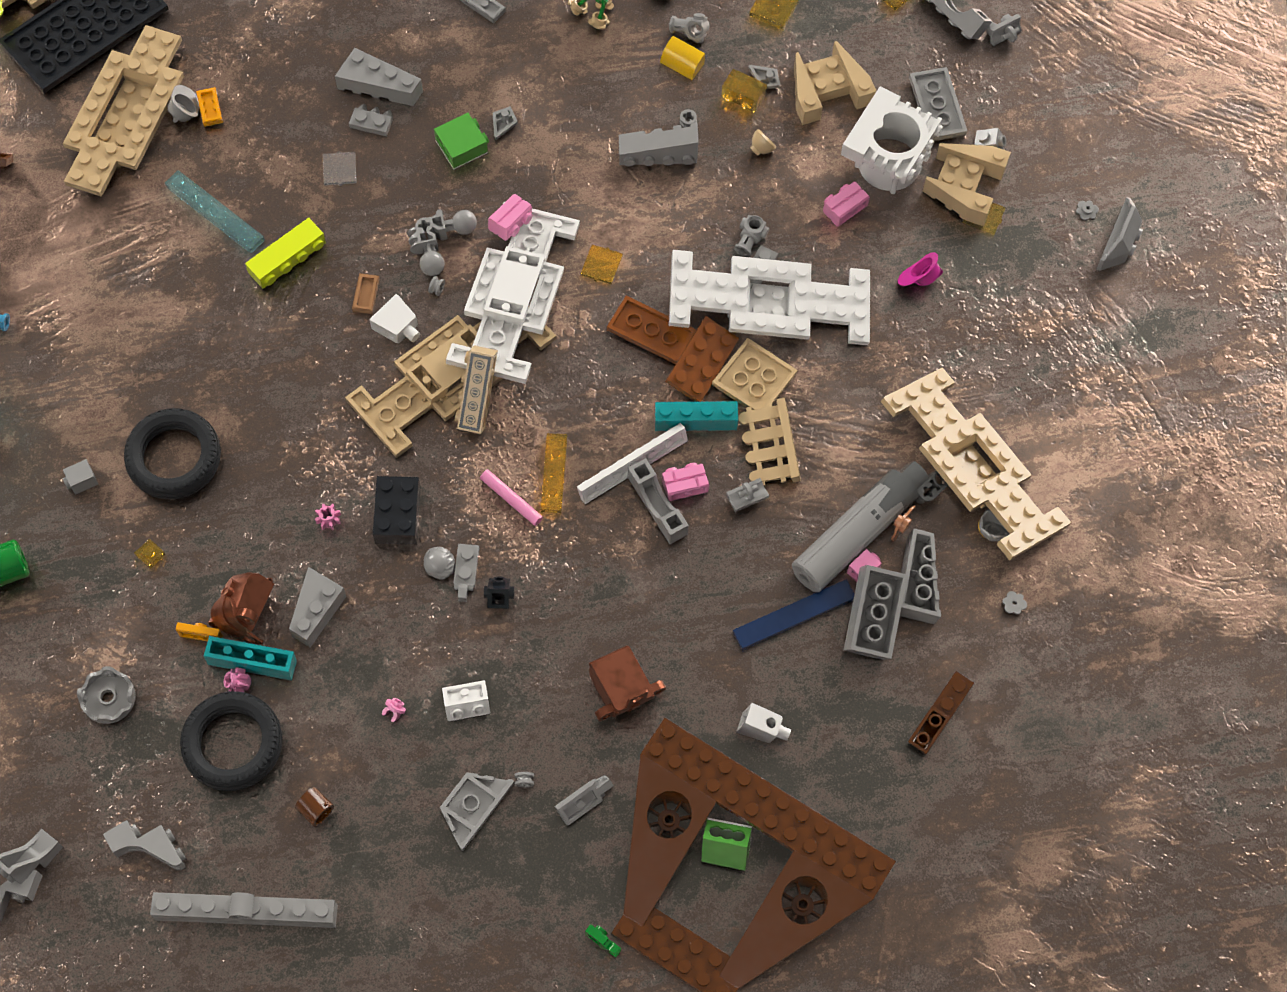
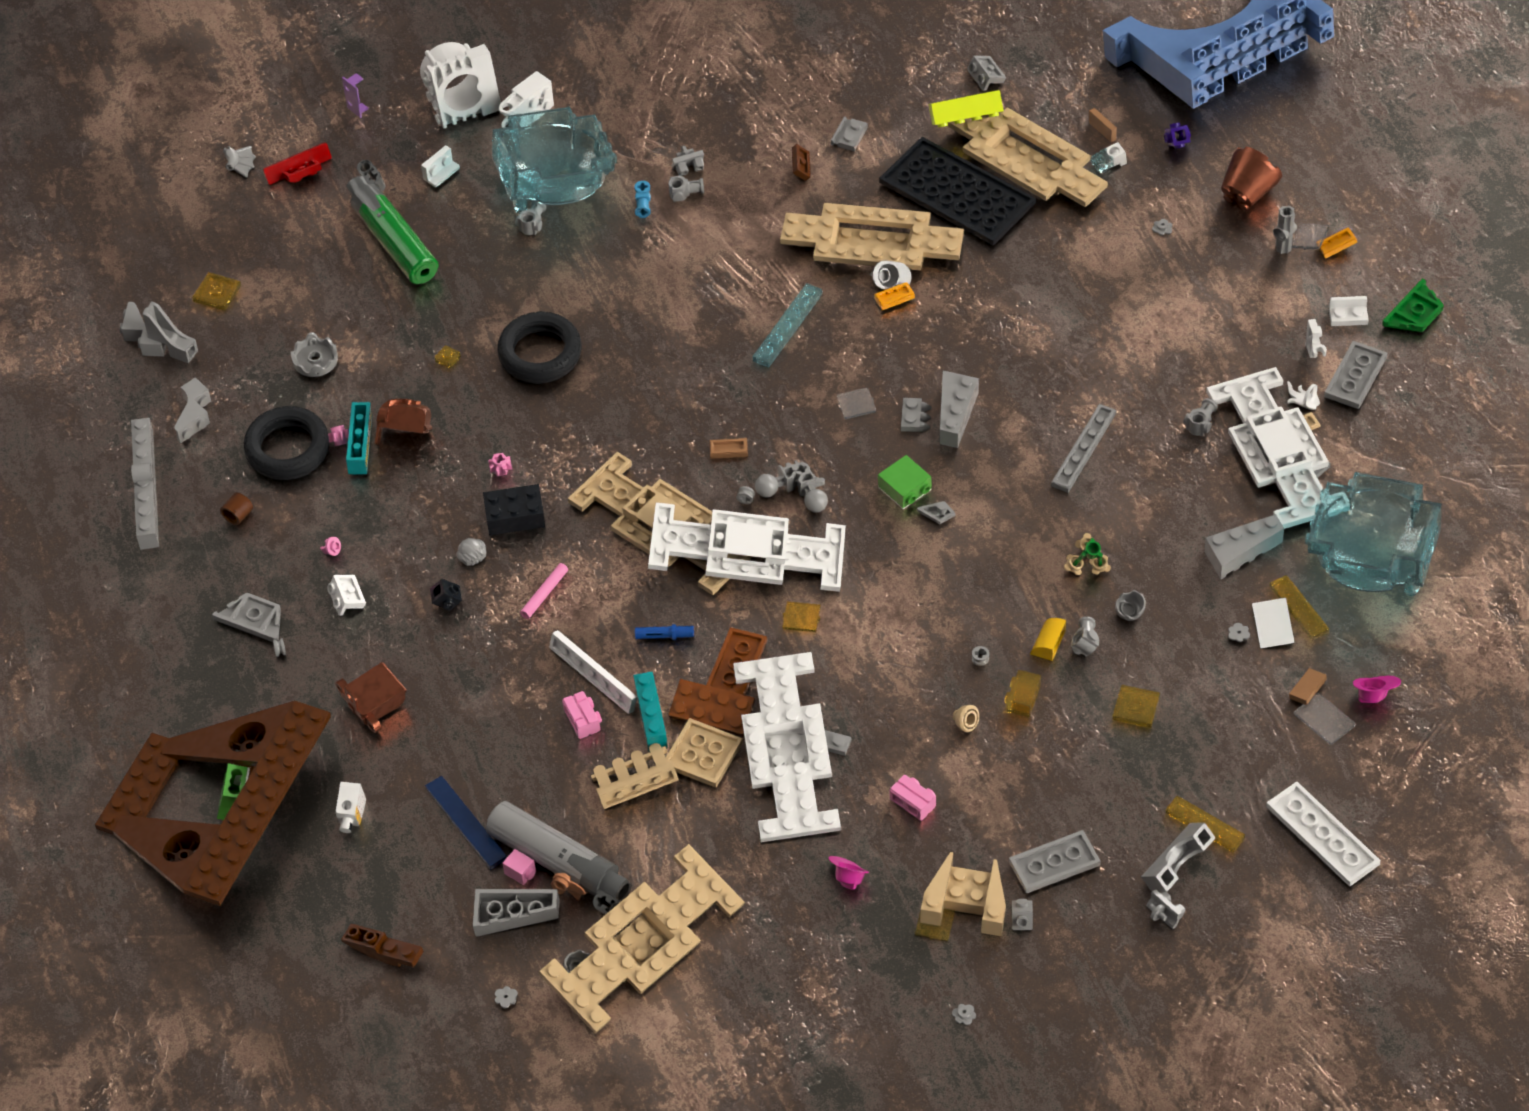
camera: 85 degrees right, 15 degrees down
(79, 477) = (507, 293): light grey brick -> none
(198, 631) = (379, 398): light orange plate -> none
(285, 253) = (751, 379): neon yellow brick -> none
(315, 606) = (414, 472): light grey wedge -> none
(395, 321) = (702, 472): white torso -> none
(465, 570) = (467, 572): light grey hinge -> none
(476, 389) = (633, 533): tan brick -> none
(510, 217) = (822, 527): bright pink brick -> none
(554, 473) = (575, 618): clear yellow tile -> none
(583, 799) = (264, 690): light grey hinge -> none
(596, 382) = (664, 632): none -> blue pin
(598, 936) = (145, 724): green plate -> none
(648, 488) = (537, 708): light grey arch -> none
(660, 146) = (936, 634): light grey wedge -> none
(747, 494) = (576, 763): light grey hips -> none
(750, 236) = (857, 724): light grey connector -> none
(766, 75) = (1047, 711): light grey piece -> none
(828, 80) = (1053, 757): tan wedge -> none
(875, 612) = (462, 871): light grey brick -> none
(891, 119) = (978, 788): white hose -> none
(1122, 237) = (934, 1041): light grey wedge -> none

